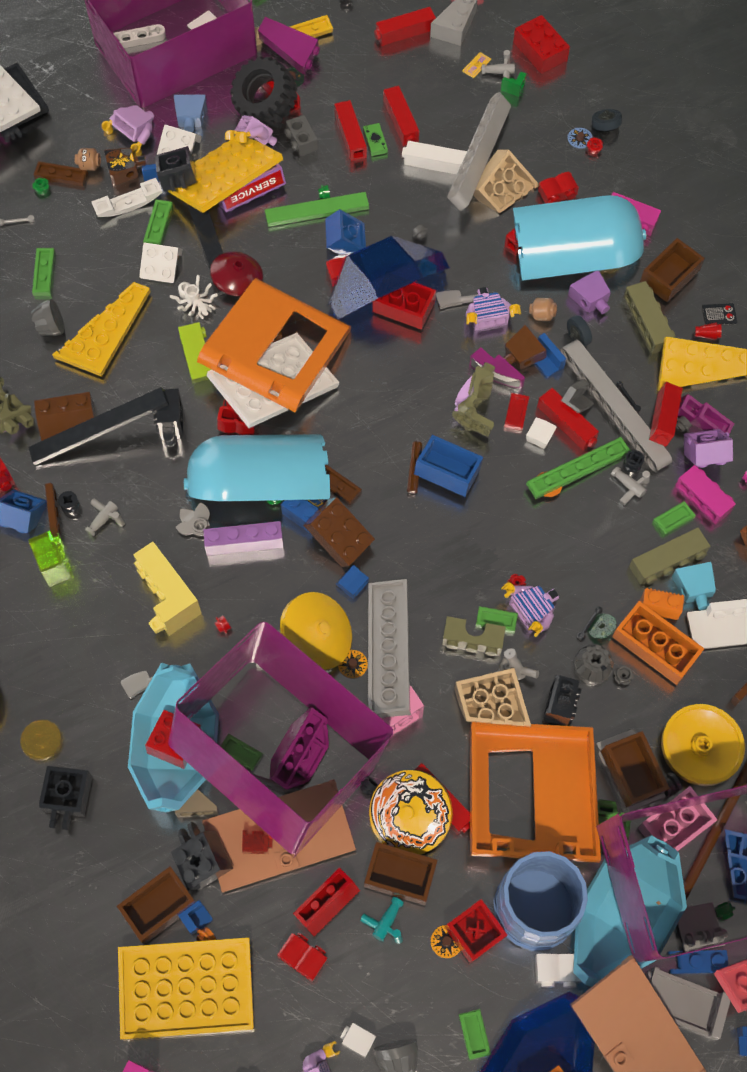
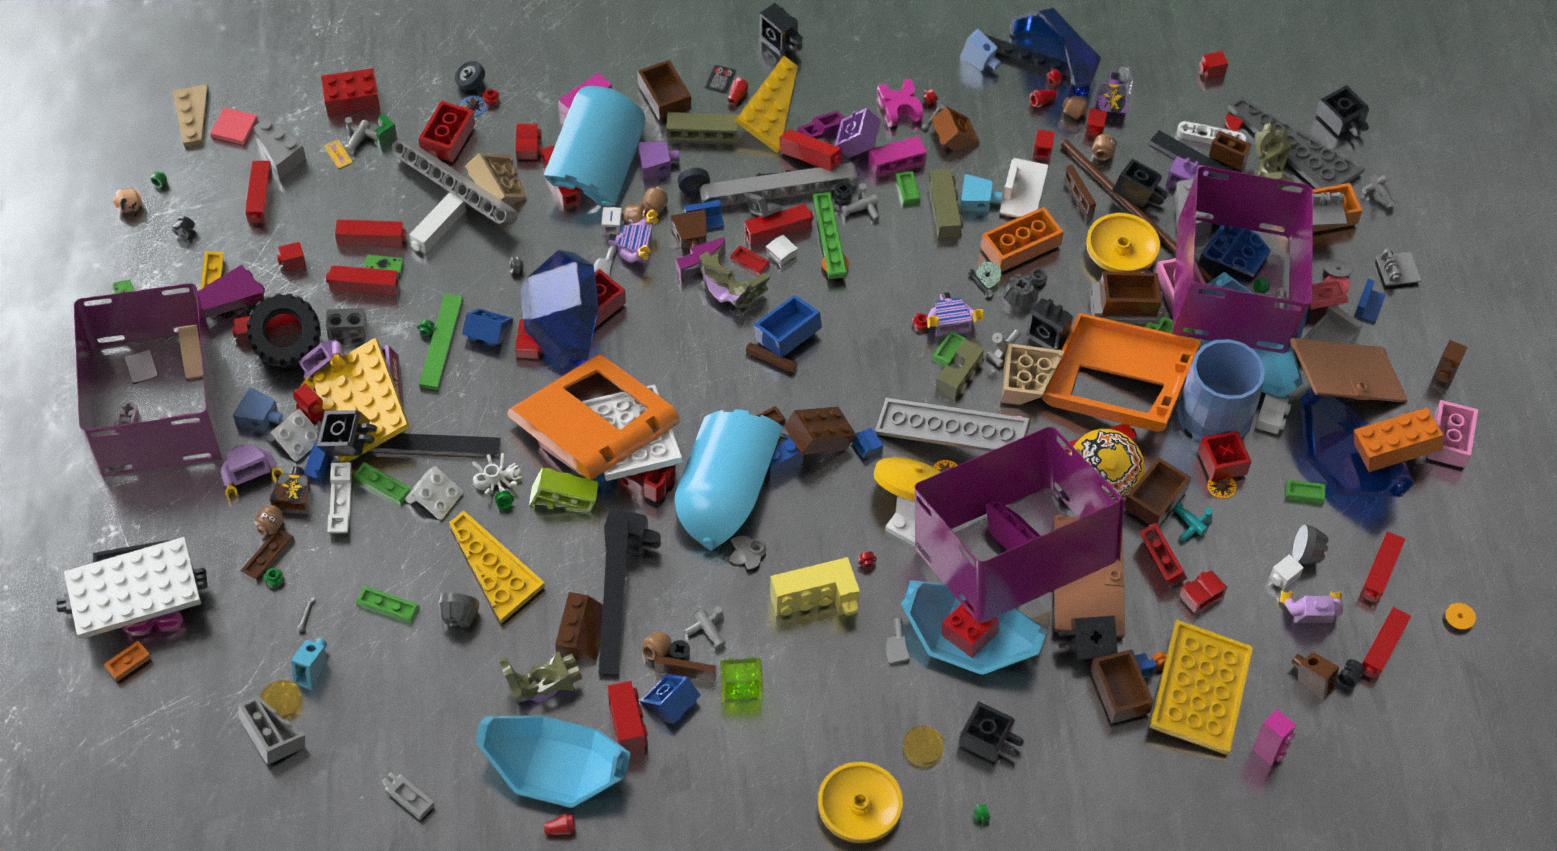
camera: 70 degrees left, 10 degrees down
(67, 481) = (656, 645): none -> medium nougat head
(173, 313) = (504, 503): none -> green plate
(204, 139) = (309, 403): none -> red brick
(230, 277) = (484, 431): dark red dish -> none
(243, 538) = (787, 514): medium lavender brick -> none
(256, 842) = (1093, 590): clear red brick -> none
(351, 73) = (291, 256): none -> red brick
(503, 283) = (611, 221): none -> white brick
(519, 296) = (634, 213): none -> medium nougat head
(534, 125) = (447, 131): none -> red brick
(663, 603) = (989, 219): orange brick -> none

